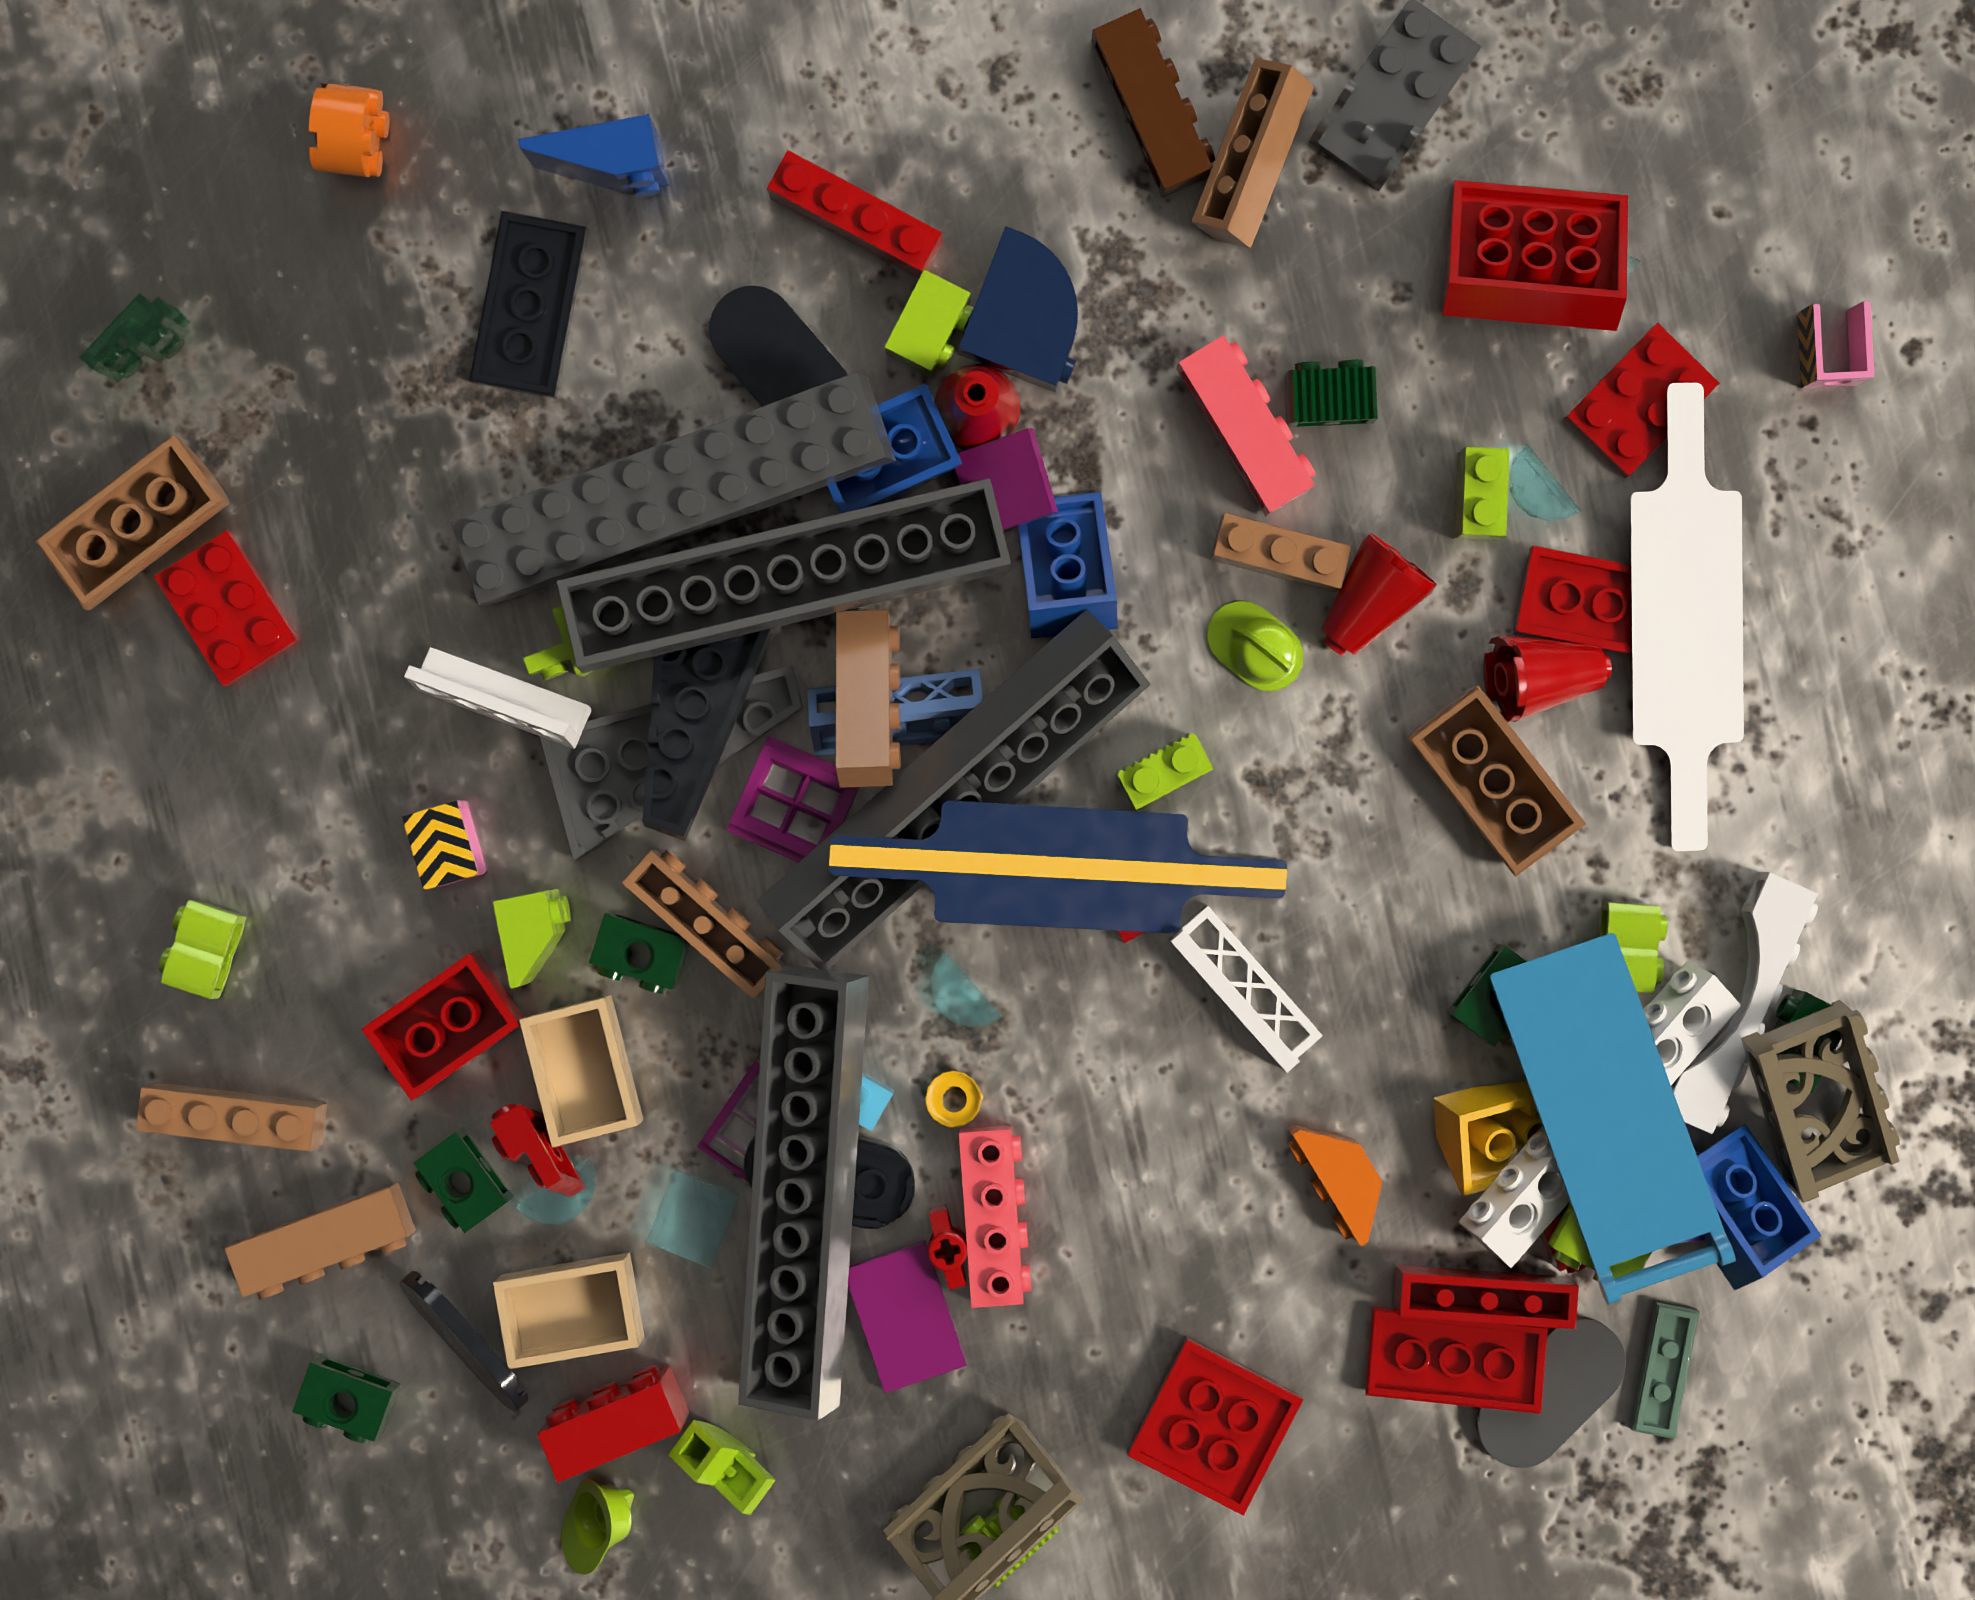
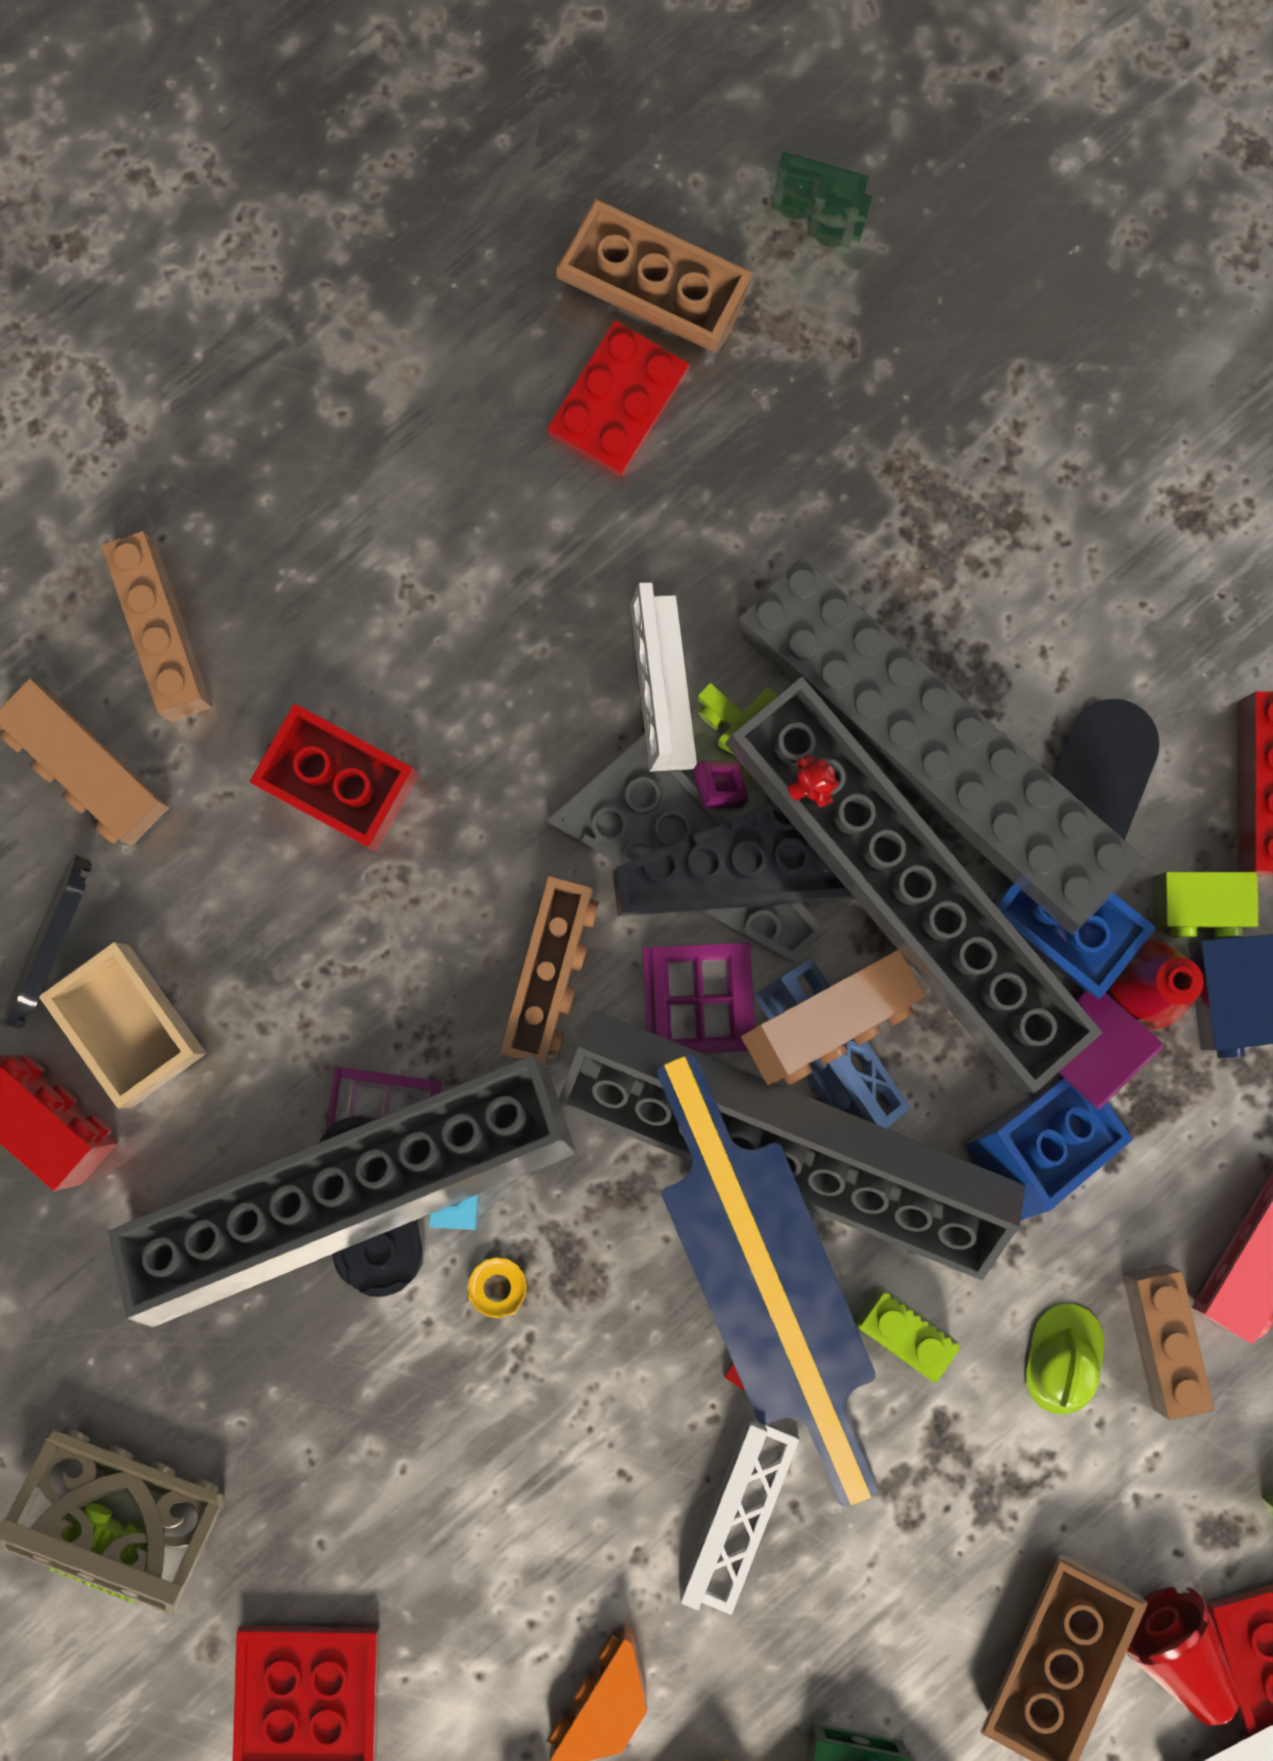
camera: 60 degrees right, 5 degrees down
(202, 948) = (298, 525): lime brick -> none
(347, 129) = (1106, 292): orange brick -> none
(445, 844) = (502, 696): piece -> none
(462, 1155) = (201, 892): dark green brick -> none
(525, 1140) = (265, 910): red plate -> none
(529, 304) = (1029, 531): black tile -> none
(530, 931) = (460, 814): lime slope -> none
(558, 1208) = (228, 965): clear light blue tile -> none
(581, 1071) = (353, 925): tan piece -> none
(611, 154) = (1204, 527): blue slope -> none
(612, 948) = (494, 896): dark green brick -> none
(617, 692) = (720, 784): none -> magenta tile
(651, 618) = (814, 780): none -> red plant
(692, 1218) = (266, 1097): clear light blue piece -> none
(724, 1462) = (48, 1243): lime brick -> none
(905, 1317) = (268, 1345): magenta tile -> none
(947, 1247) = (354, 1354): red piece -> none
(959, 997) = (596, 1243): clear light blue tile -> none
(991, 1215) = (403, 1382): coral brick -> none
(1373, 596) = (1179, 1455): red cone -> none

